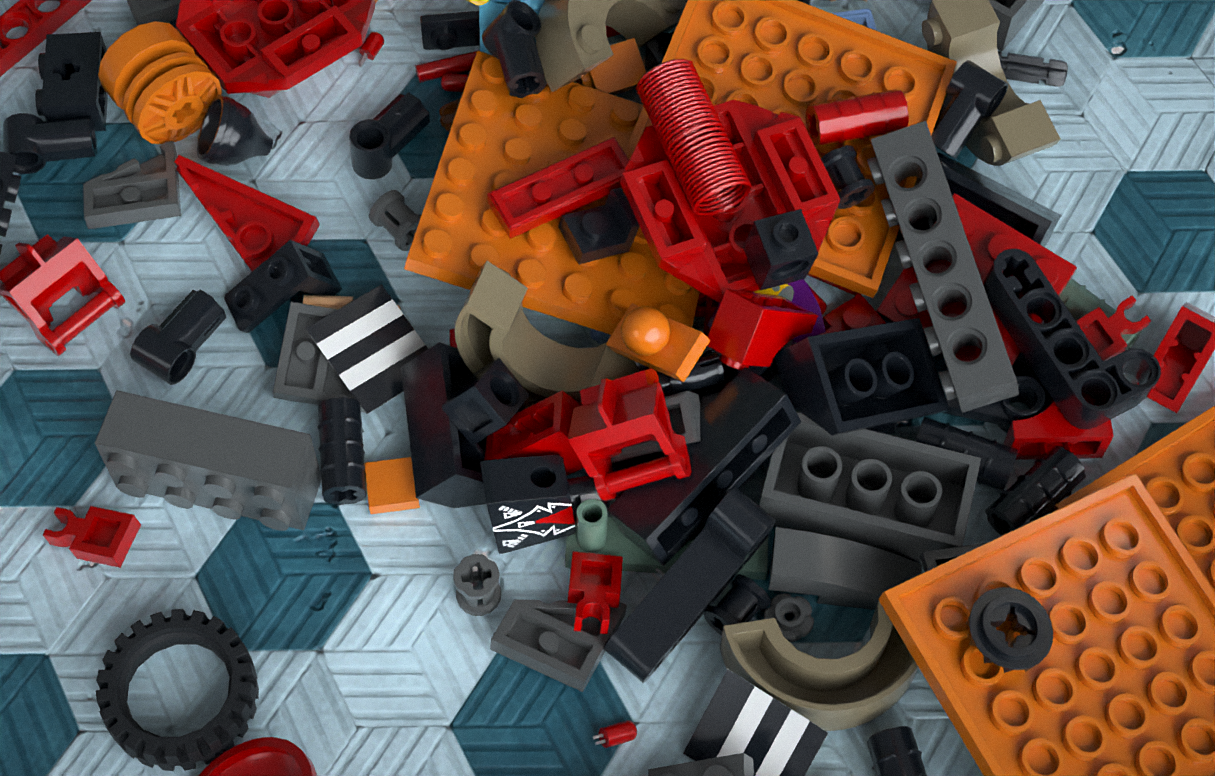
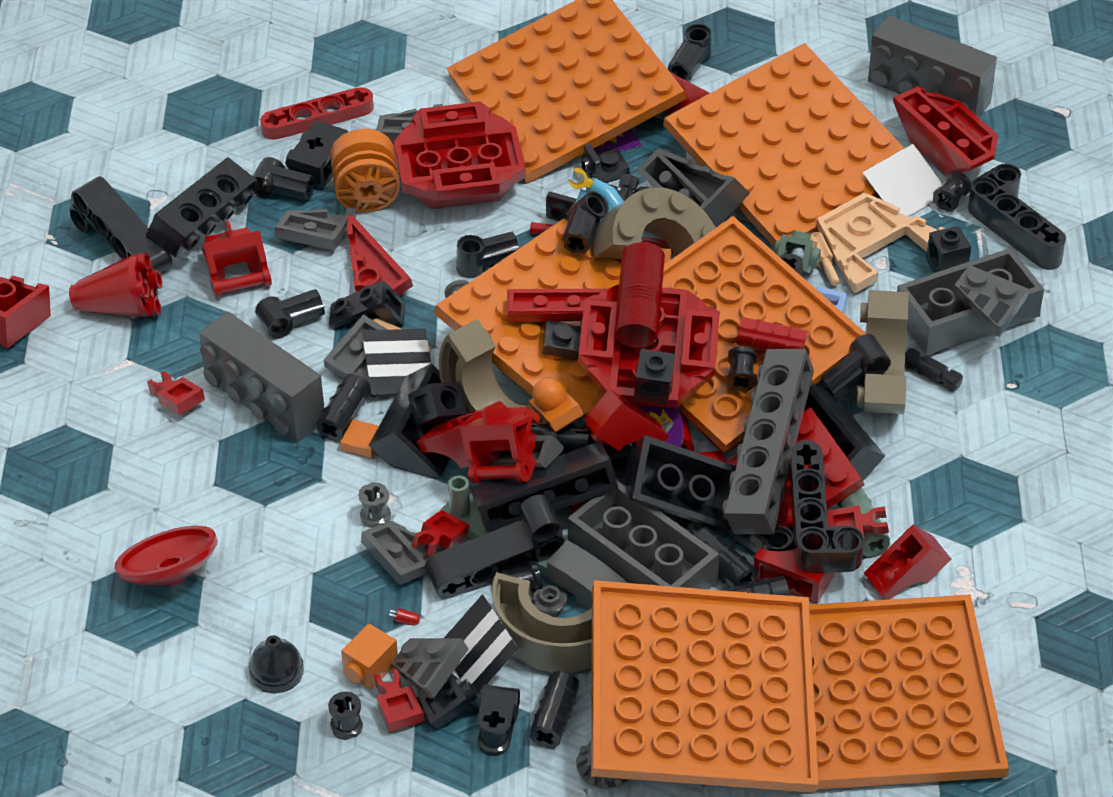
camera: 30 degrees right, 15 degrees down
(139, 647) = (163, 459): black tyre -> none
(231, 134) = (392, 217): black helmet -> none
(371, 47) = (512, 203): red piece -> none
(532, 499) = (427, 466): black torso -> none
(1026, 617) = (652, 617): black gear -> none

